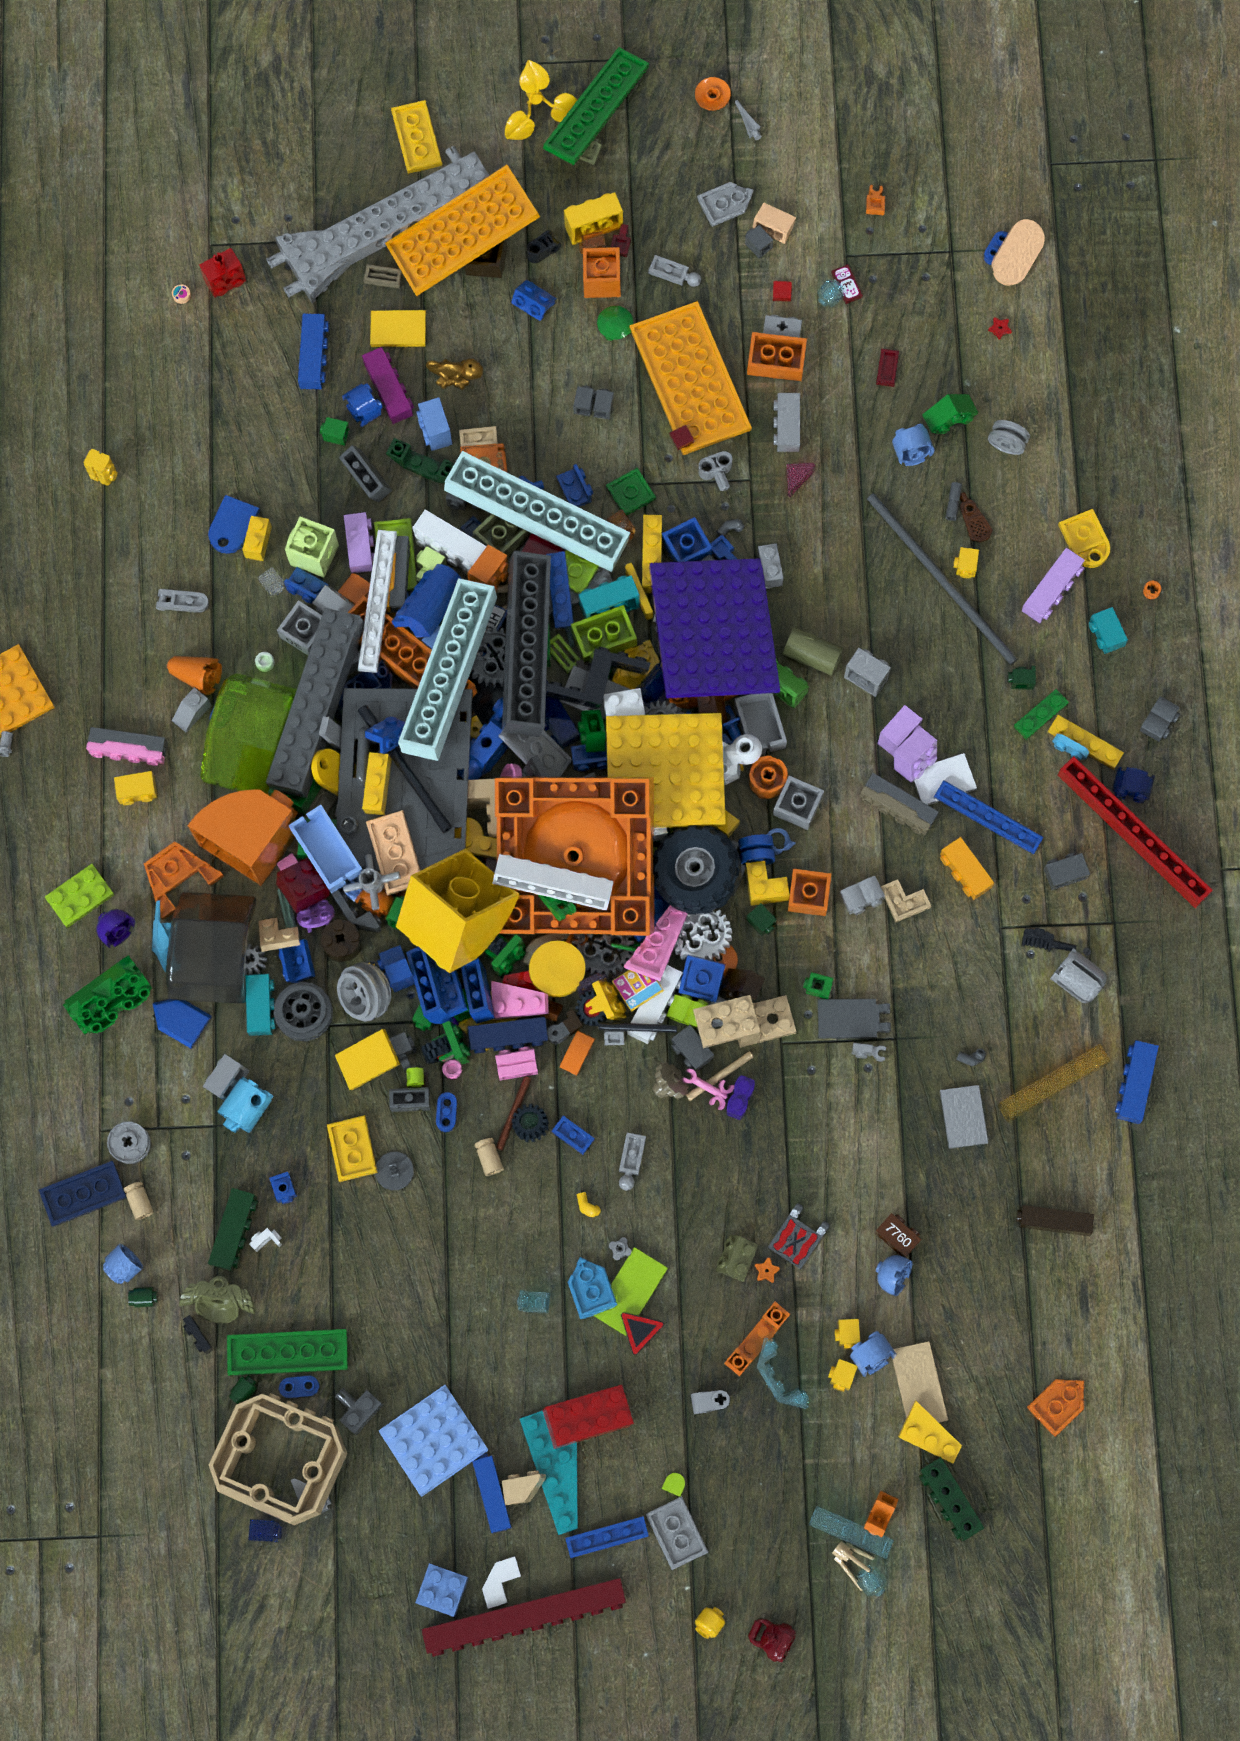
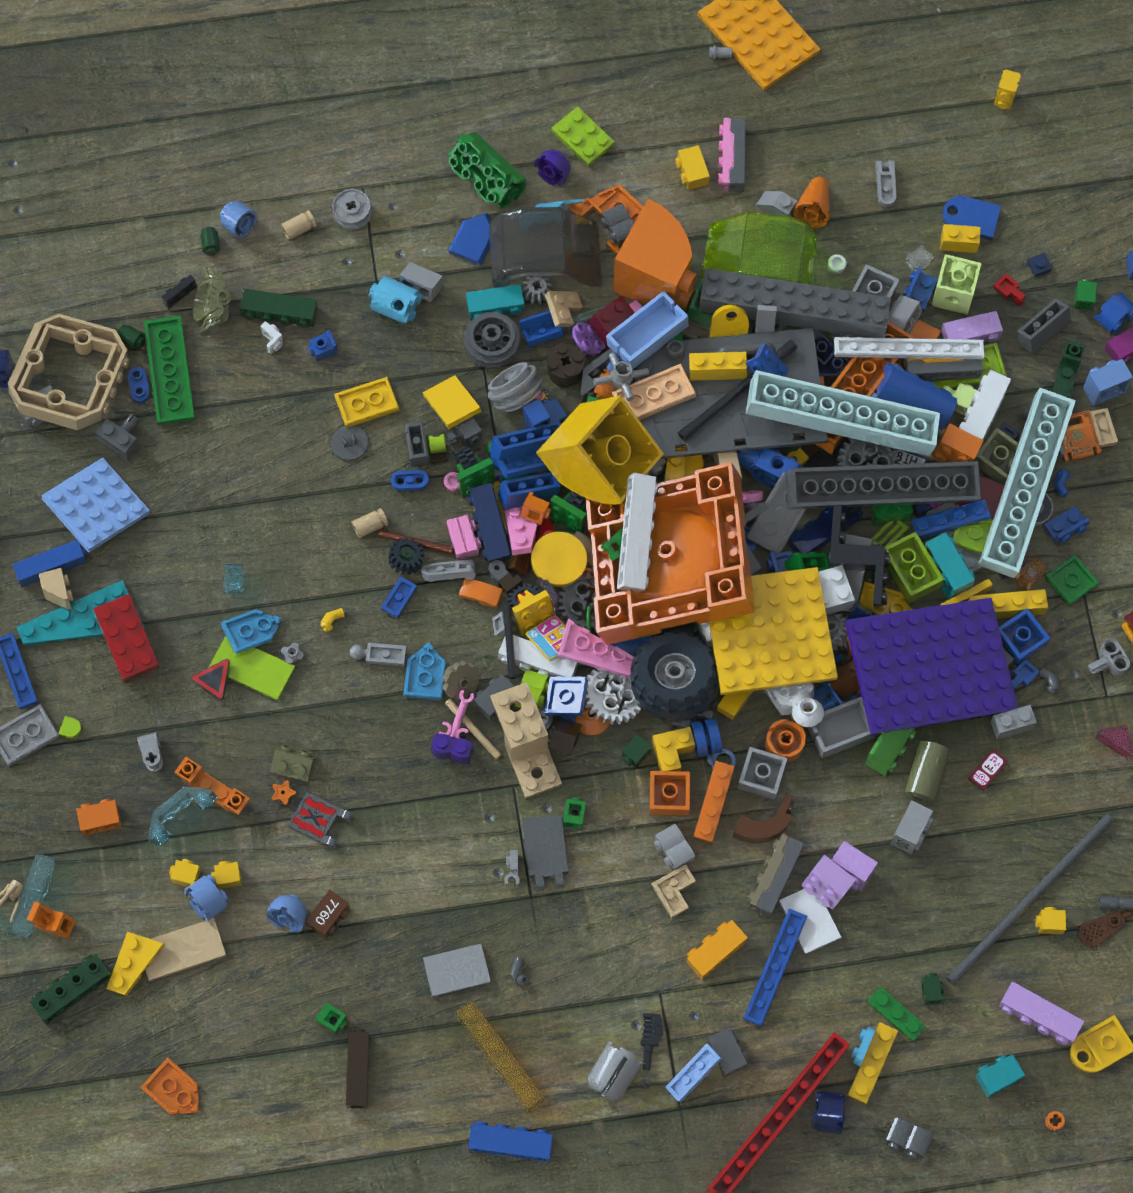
camera: 80 degrees right, 5 degrees down
(82, 1193) = (301, 178): dark blue plate -> none
(194, 867) = (617, 223): none -> dark grey brick
(294, 469) = (1039, 265): none -> dark blue plate
(317, 502) = (1009, 287): none -> red plate
(502, 985) = (535, 509): none -> orange brick
(550, 1082) = (449, 570): none -> light grey plate
(657, 1117) = (425, 674): none -> dark azure tile
(774, 1459) = (98, 817): none -> orange brick
(812, 597) = (987, 770): none -> tile
(823, 851) = (713, 802): none -> orange brick
(853, 805) = (768, 830): none -> reddish brown arch
(999, 1248) = (329, 1012): none -> green brick
(1085, 903) = (694, 1072): none -> light blue plate

